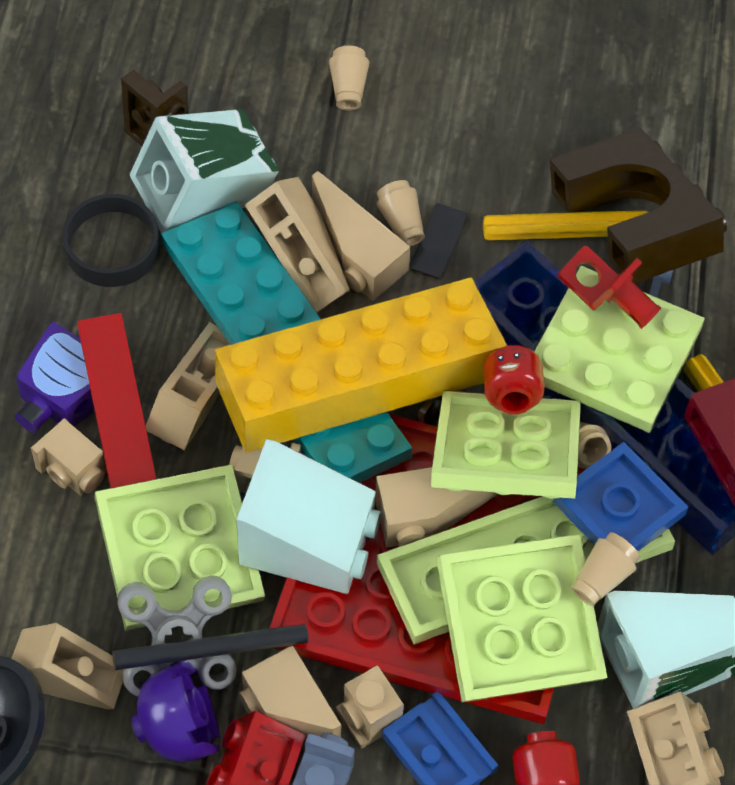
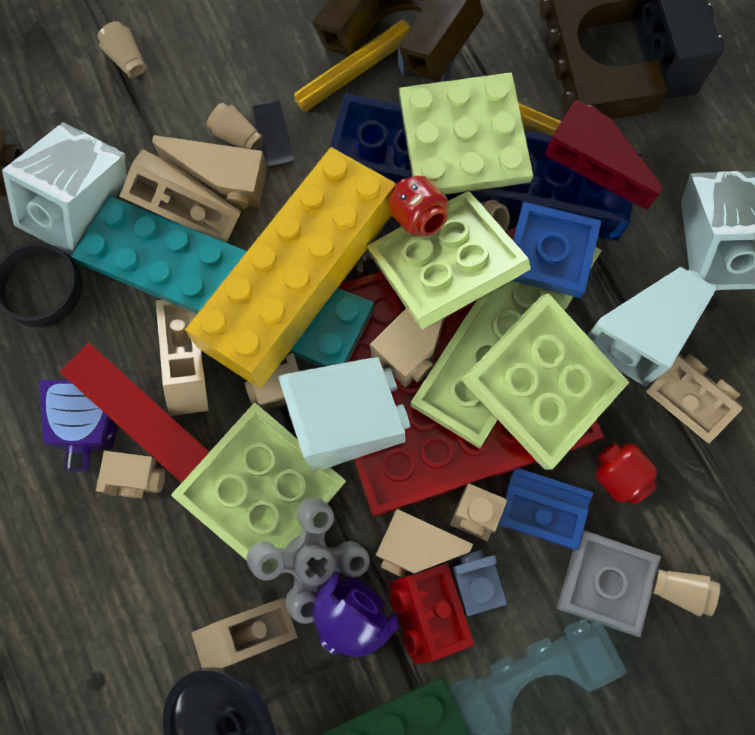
camera: 30 degrees left, 15 degrees up
(209, 647) = (341, 558): black bar -> none
(605, 568) = (585, 307): tan cone -> none
(610, 287) = (439, 90): red bracket -> none

